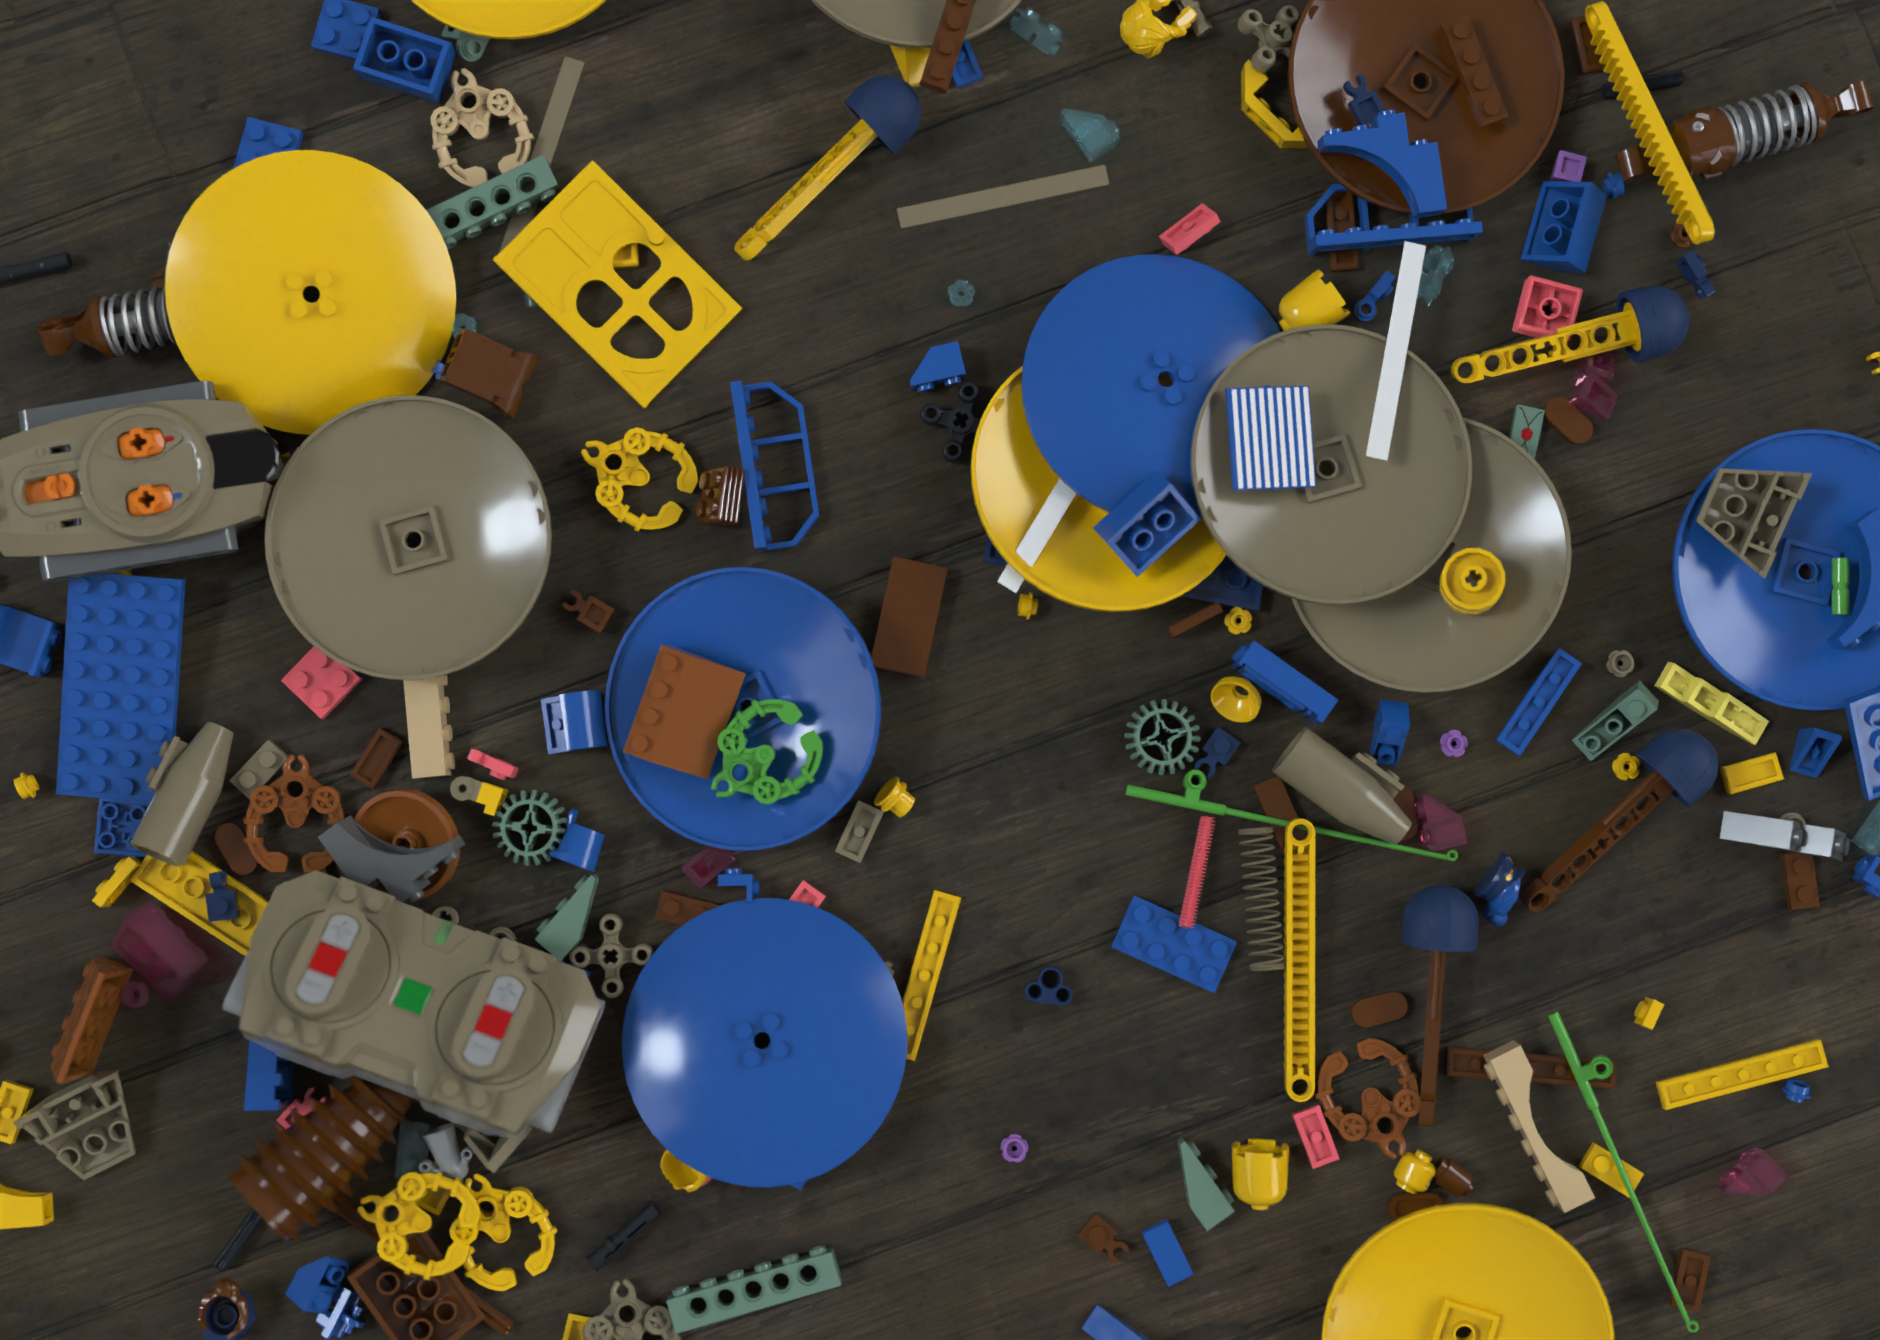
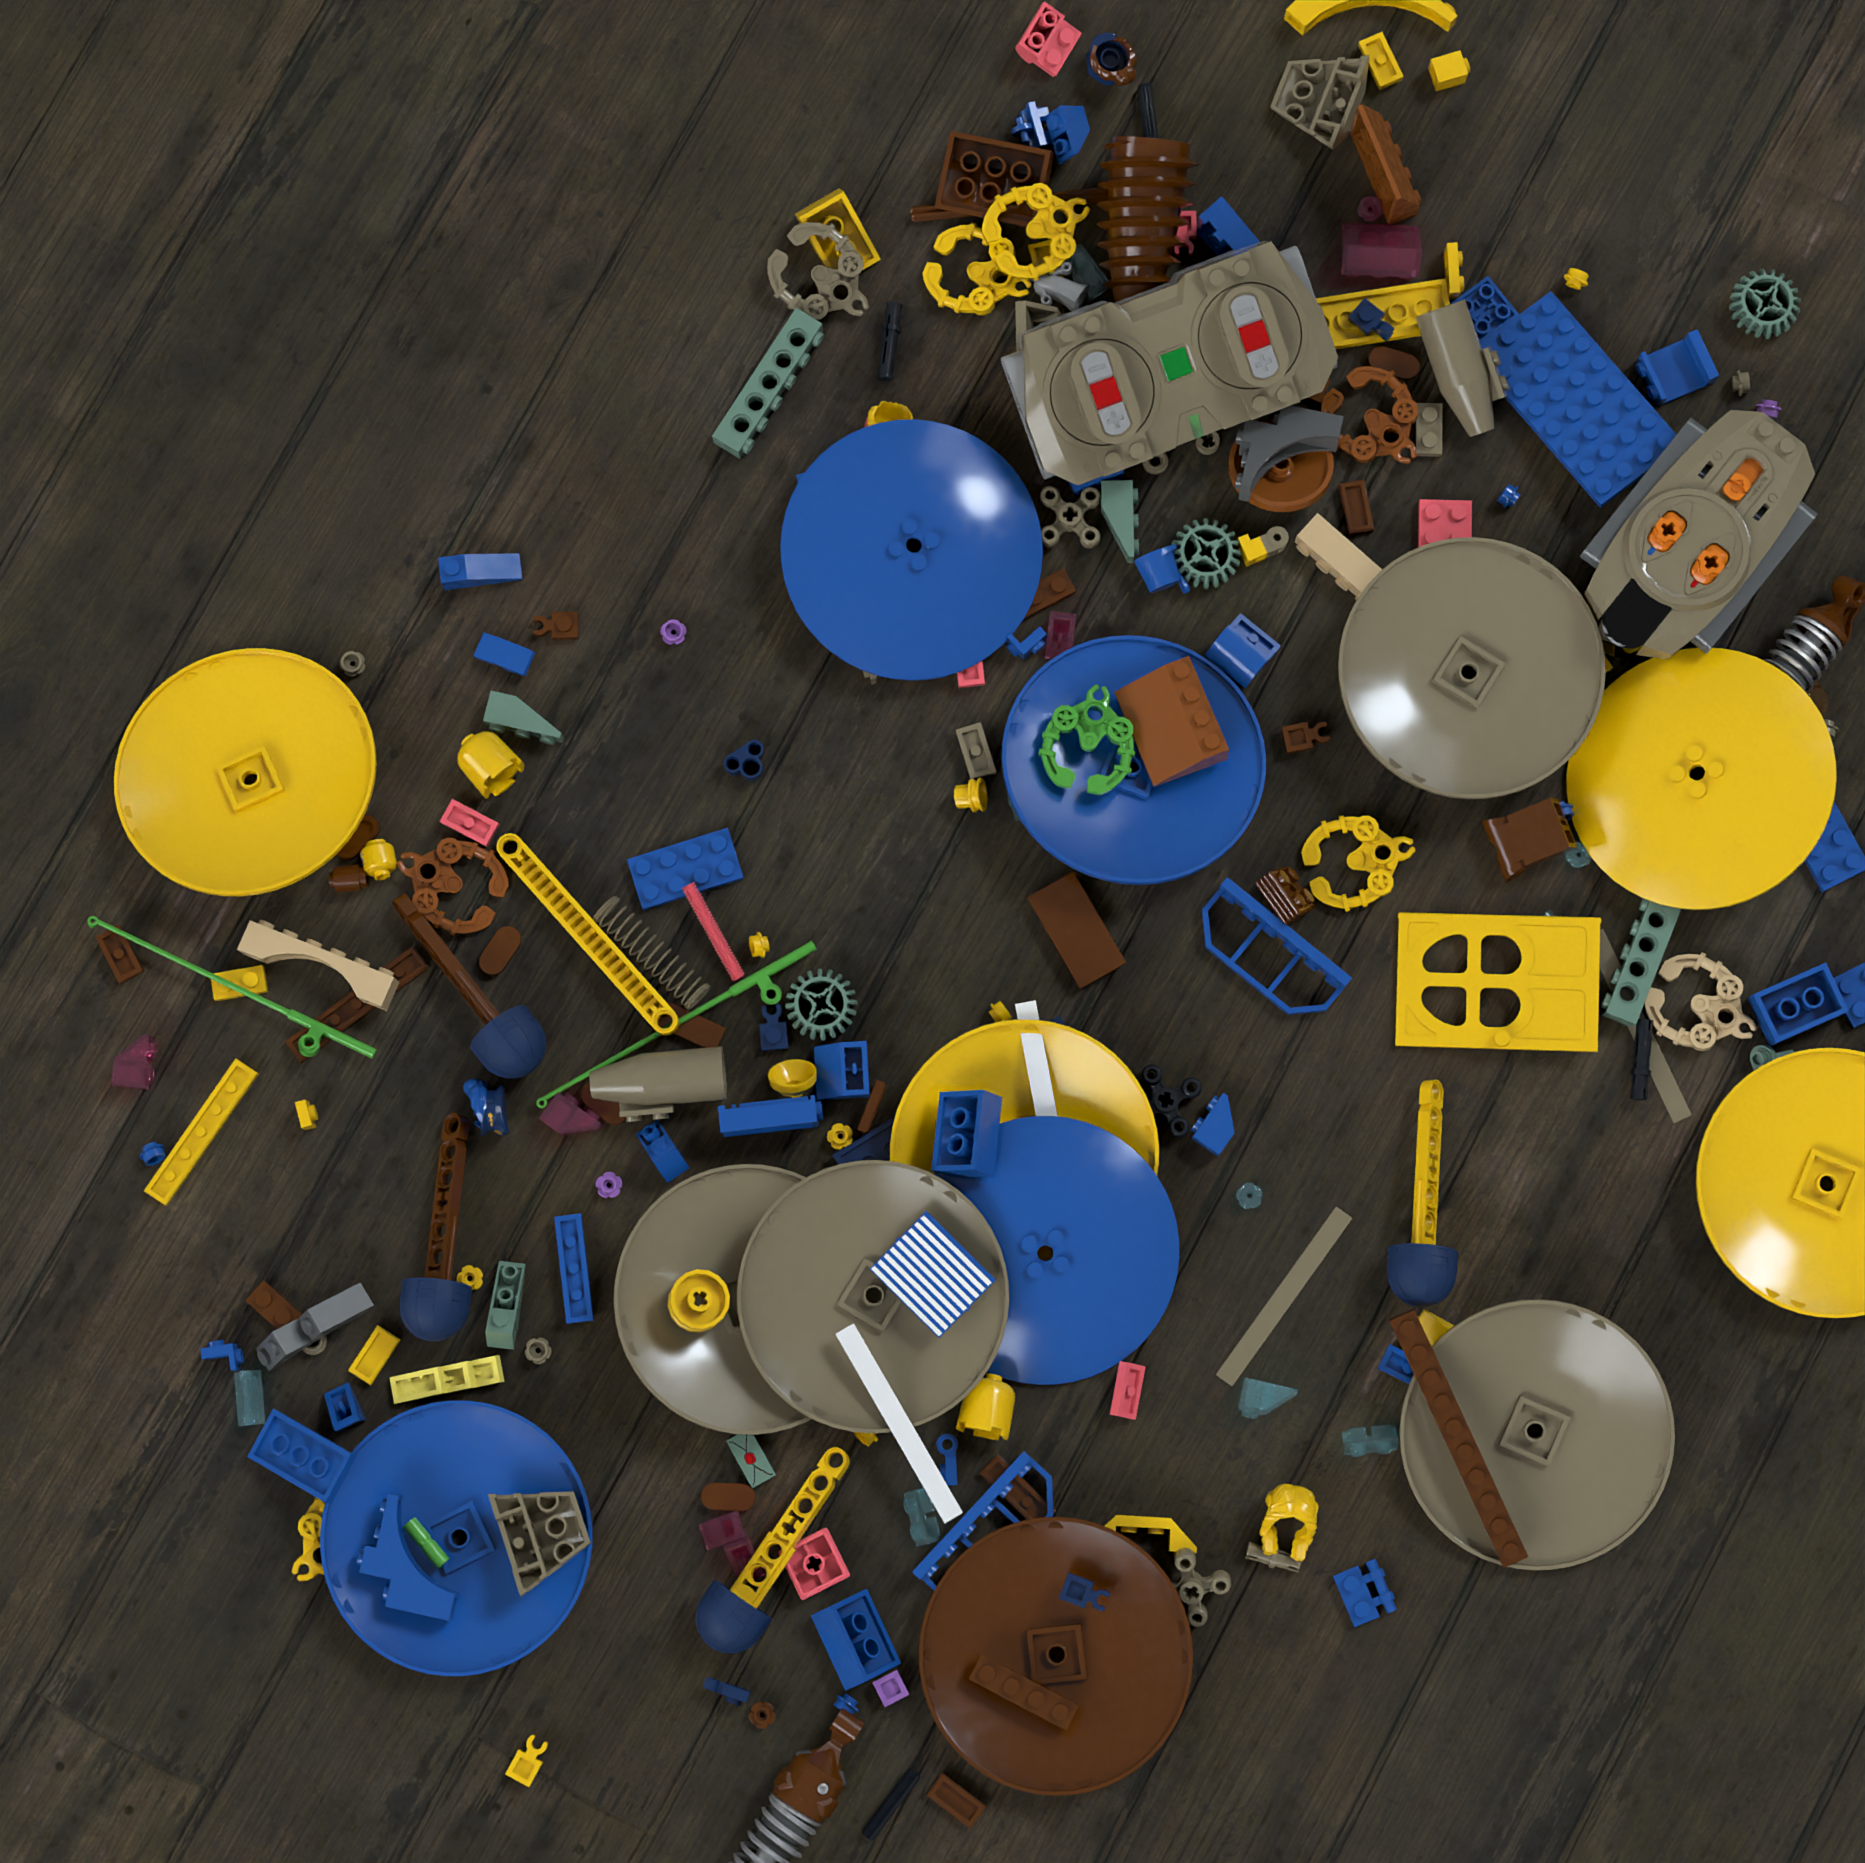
camera: 145 degrees right, 5 degrees down
(248, 658) = (1508, 496): none -> blue plate
(499, 768) = (1264, 574): coral plate -> none
(568, 124) = (1642, 1051): none -> black pin
(626, 257) = (1510, 1008): yellow tile -> none
(928, 966) = (843, 701): yellow tile -> none
(1169, 829) = (758, 945): none -> yellow plate
(1192, 668) = (842, 1071): none -> blue slope
(1386, 145) = (1038, 1571): blue arch -> none
(1649, 124) = (862, 1761): yellow gear -> none

